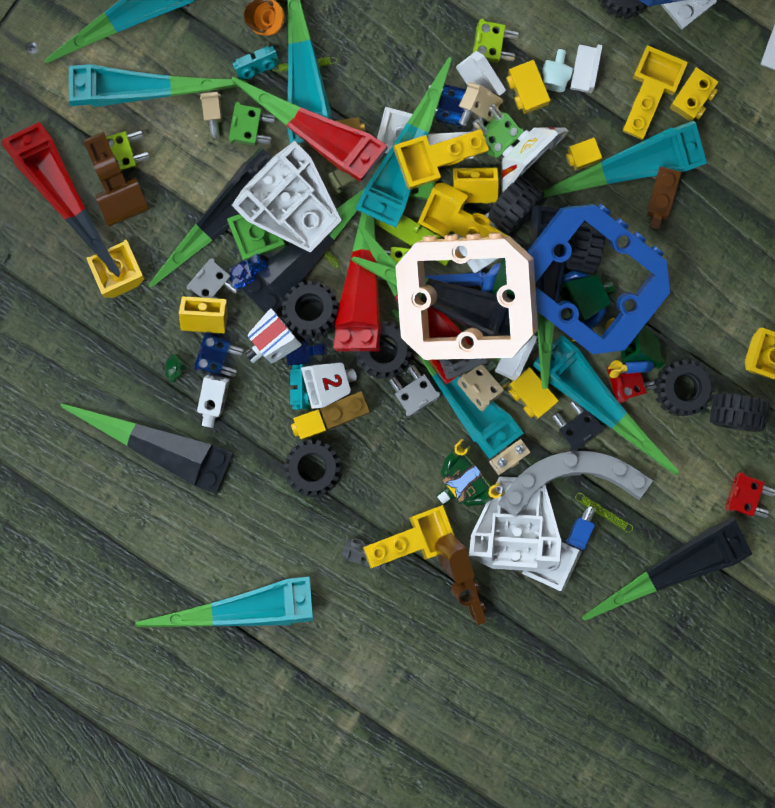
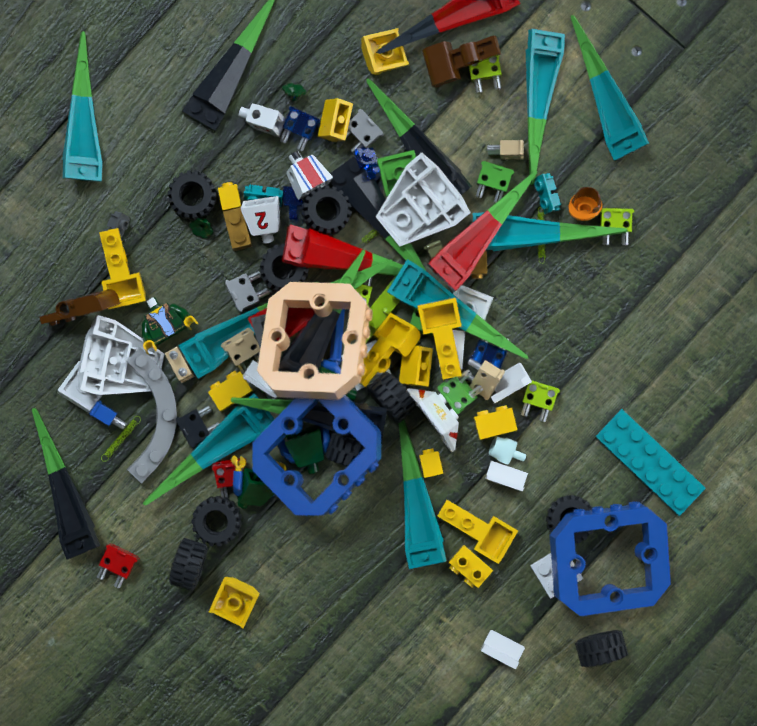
camera: 95 degrees right, 0 degrees up
(348, 453) = (201, 228): none -> dark green plant
(662, 195) = (386, 526): reddish brown hinge -> none

